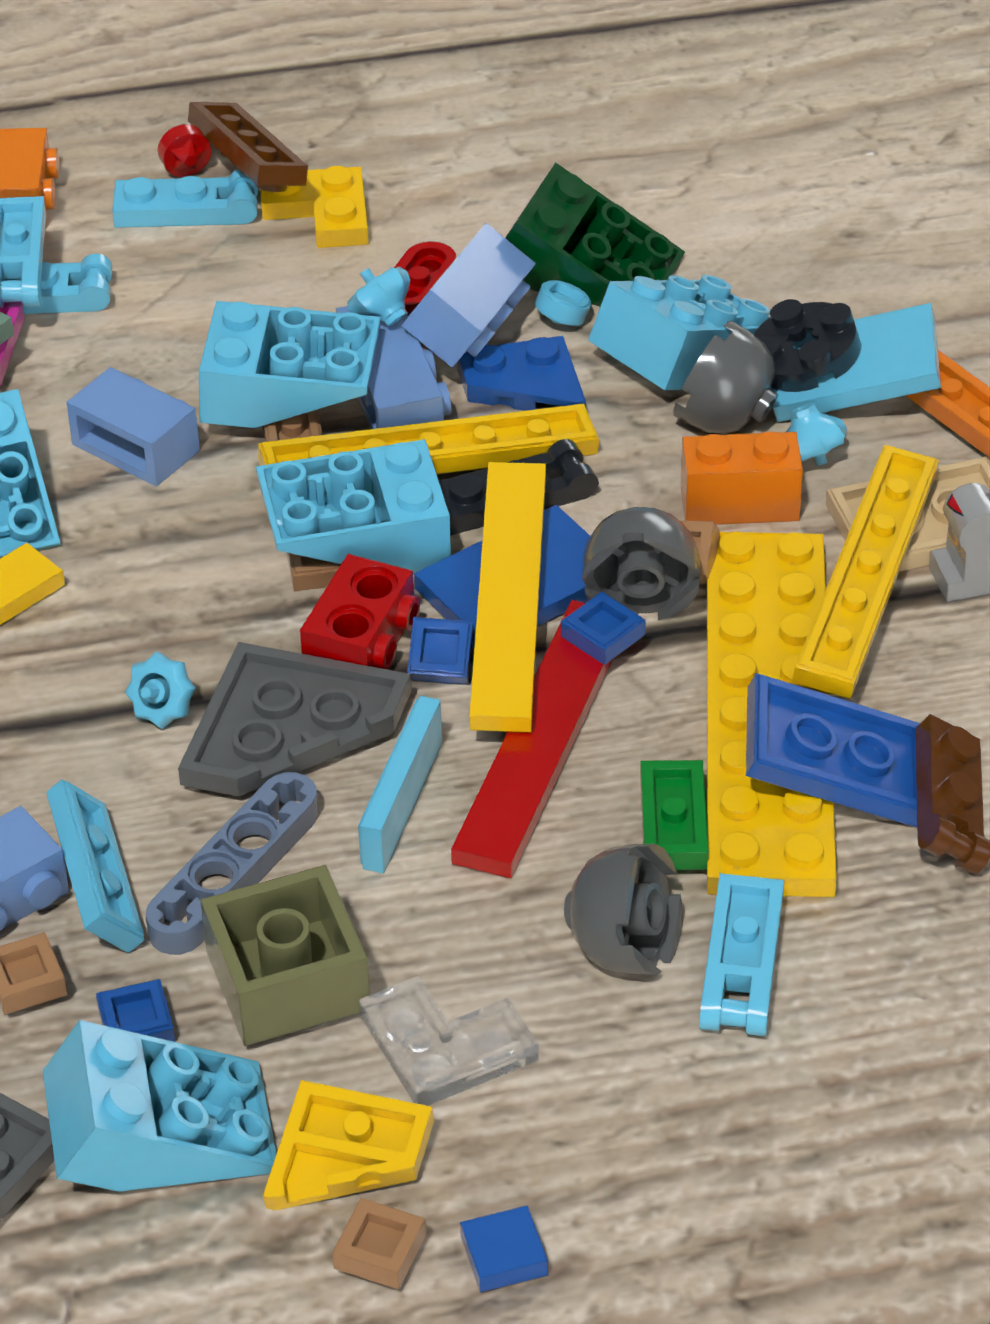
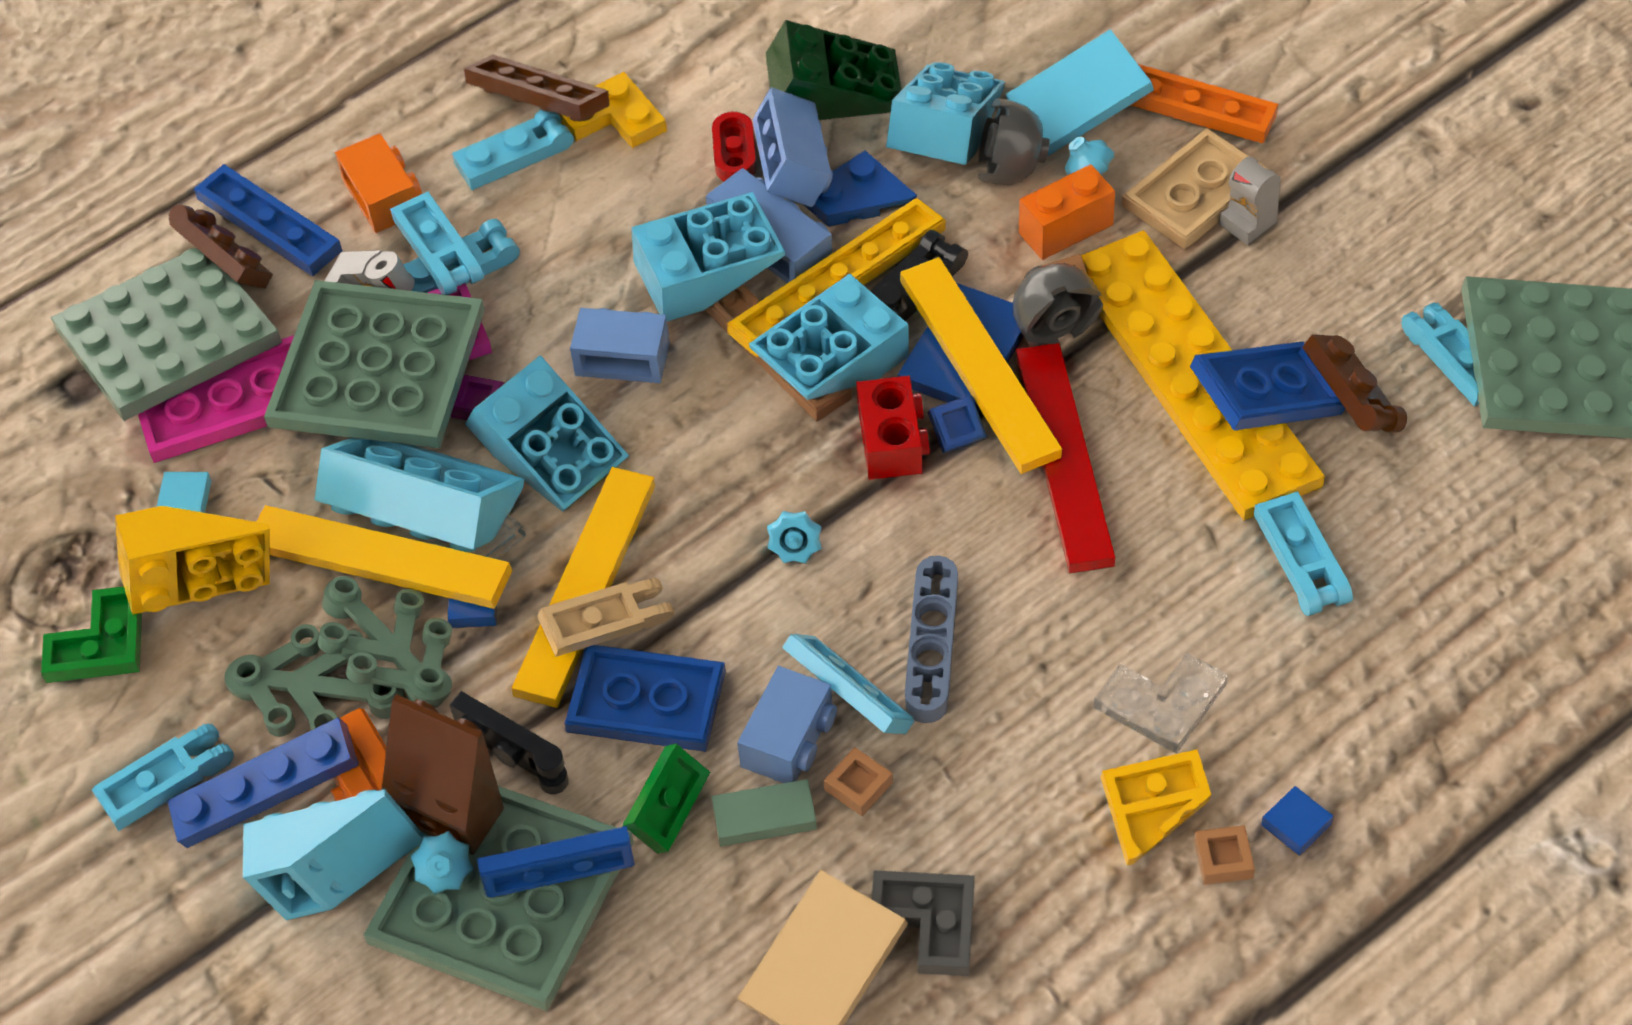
camera: 25 degrees left, 10 degrees up
(137, 1009) = (949, 777): blue tile -> none
(153, 1112) = (1021, 838): medium azure slope -> none
(184, 150) = (486, 109): red tile -> none
(285, 954) = (1029, 689): olive brick -> none
(287, 714) = (891, 517): dark grey plate -> none
(382, 295) = (742, 175): medium azure piece -> none
(400, 784) = (1005, 533): medium azure tile -> none
(563, 303) = (845, 124): medium azure tile -> none
(603, 628) = (1055, 361): blue tile -> none
(625, 909) = (1215, 559): dark grey cylinder -> none
(675, 810) = (1192, 476): green plate -> none
(825, 340) = (1039, 73): black plate -> none
(865, 572) = (1197, 247): yellow tile -> none

